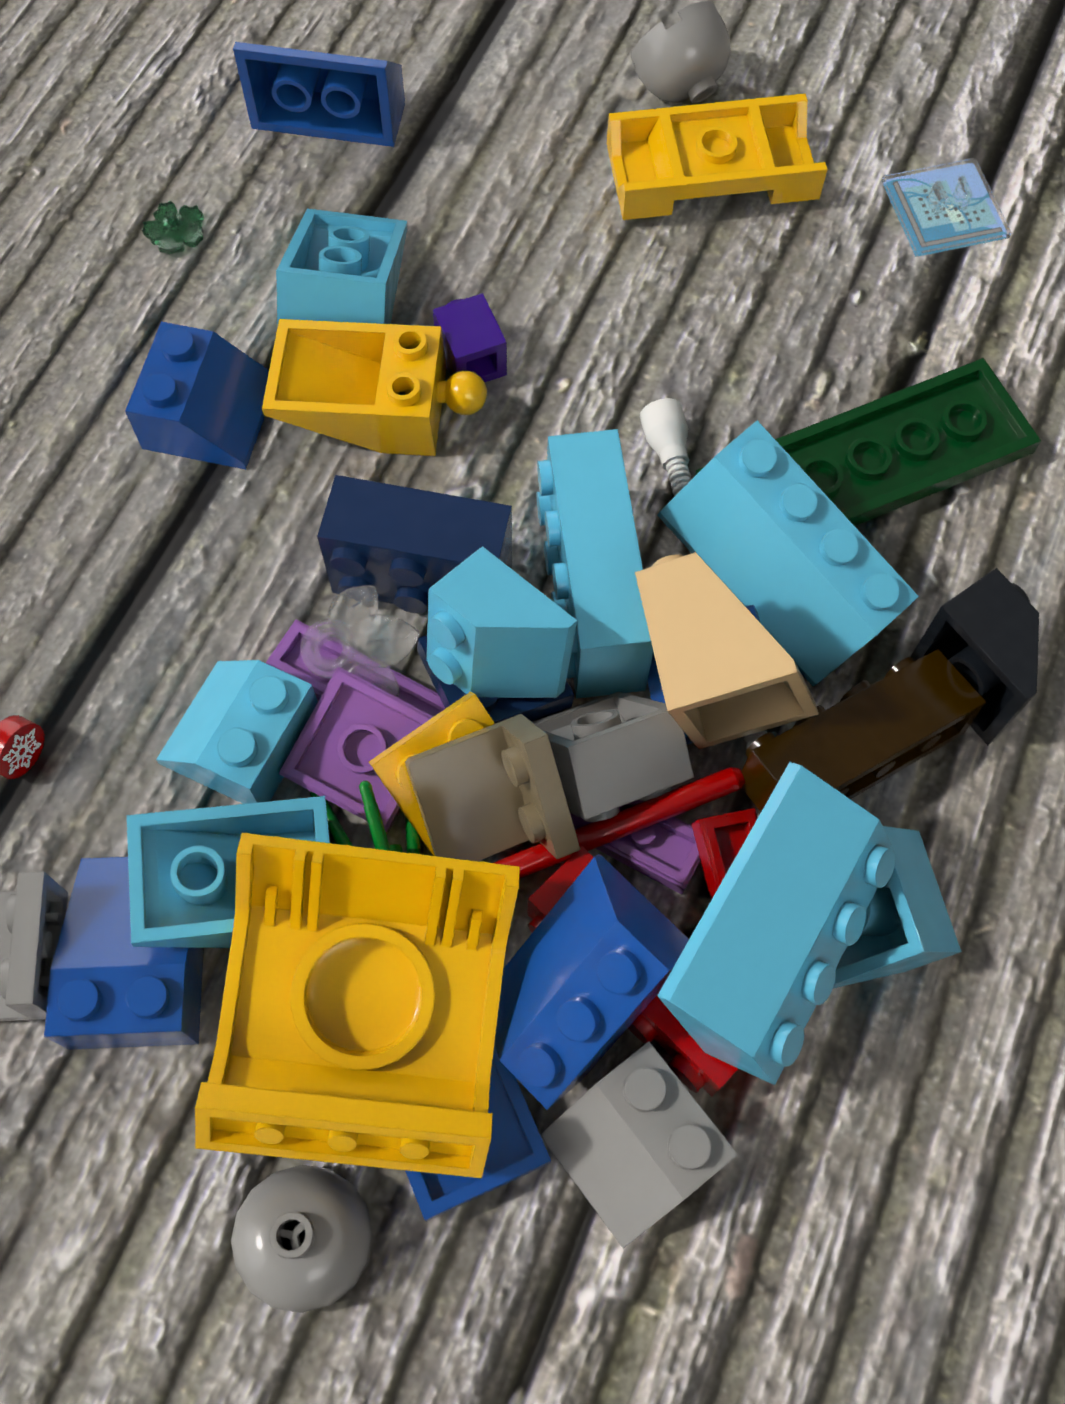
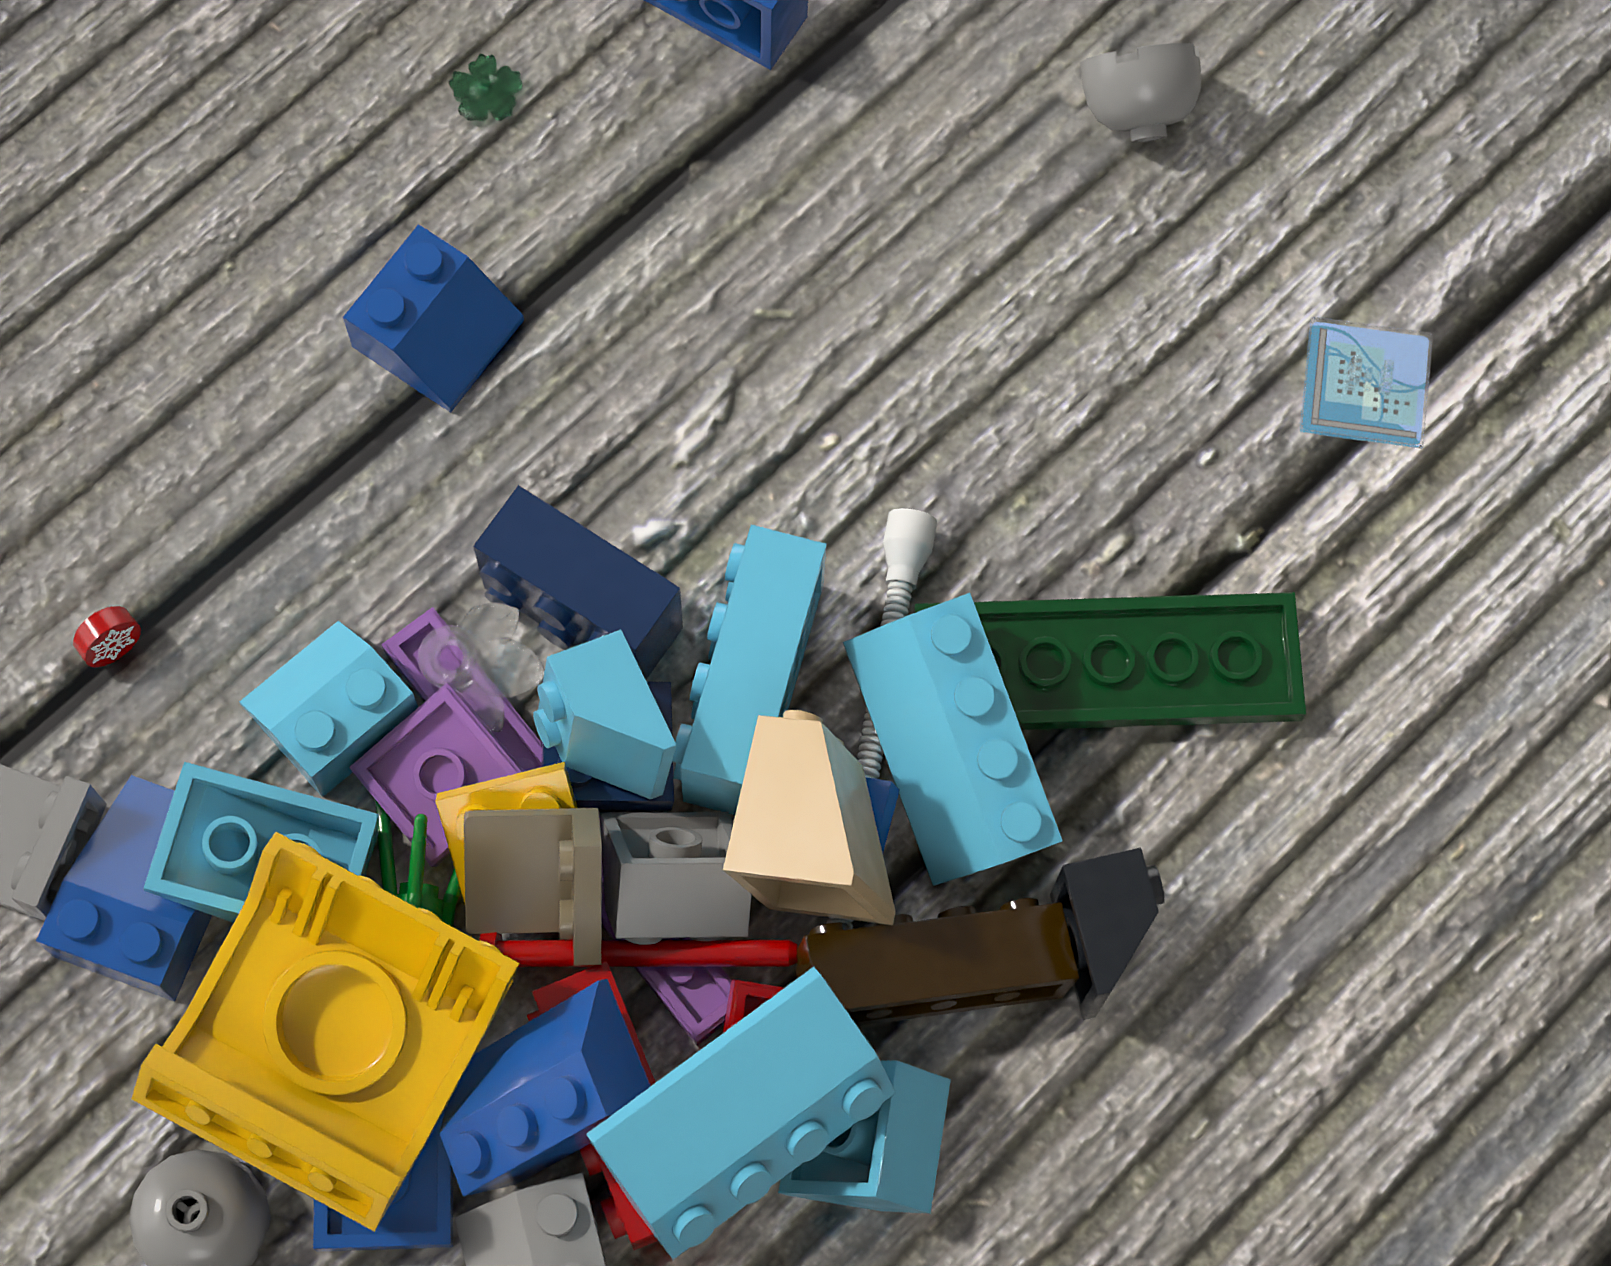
camera: 20 degrees right, 5 degrees up
(341, 268) = (640, 222): medium azure slope -> none
(349, 380) = (593, 360): yellow slope -> none
(472, 338) = (742, 358): dark purple brick -> none
(712, 153) = (1118, 225): yellow piece -> none

